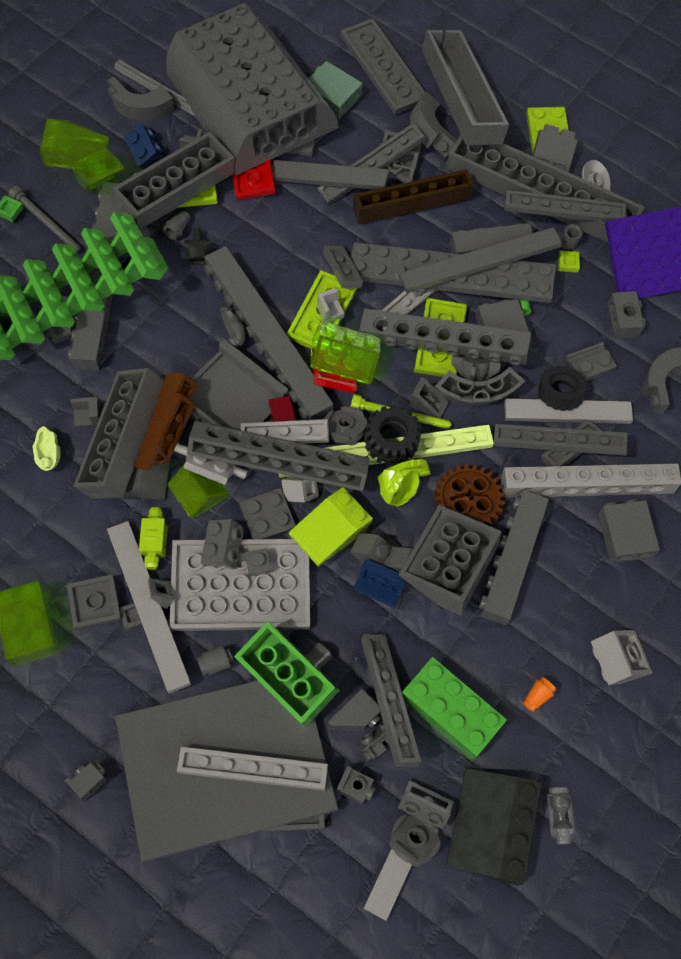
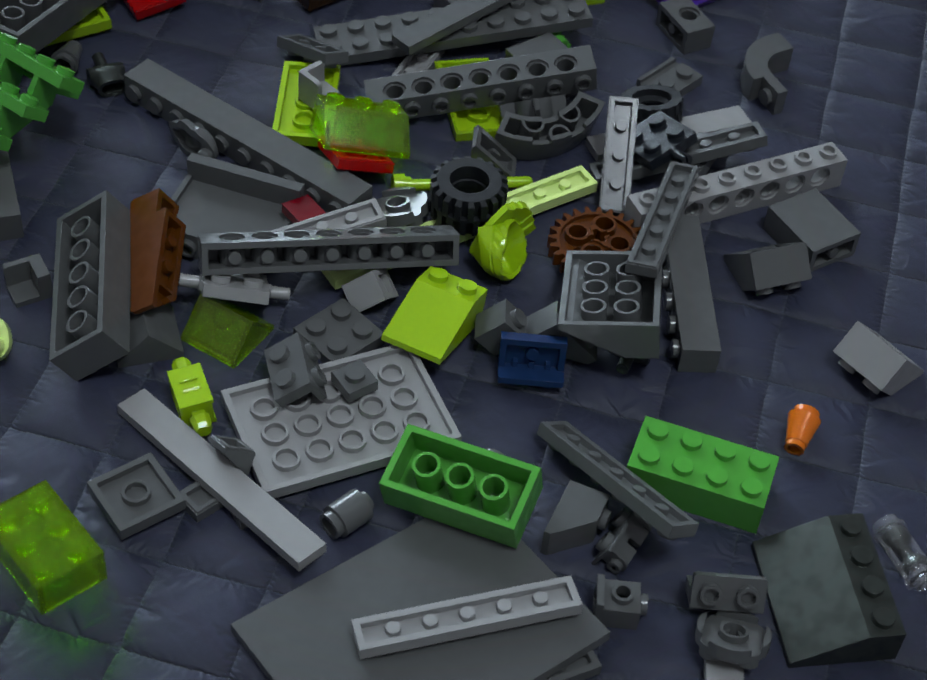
camera: 20 degrees left, 20 degrees down
(514, 429) = (618, 153): none -> tile
(514, 503) = (662, 220): none -> dark grey tile
(547, 425) = (662, 140): none -> black plate
(582, 553) = (770, 267): none -> dark grey slope

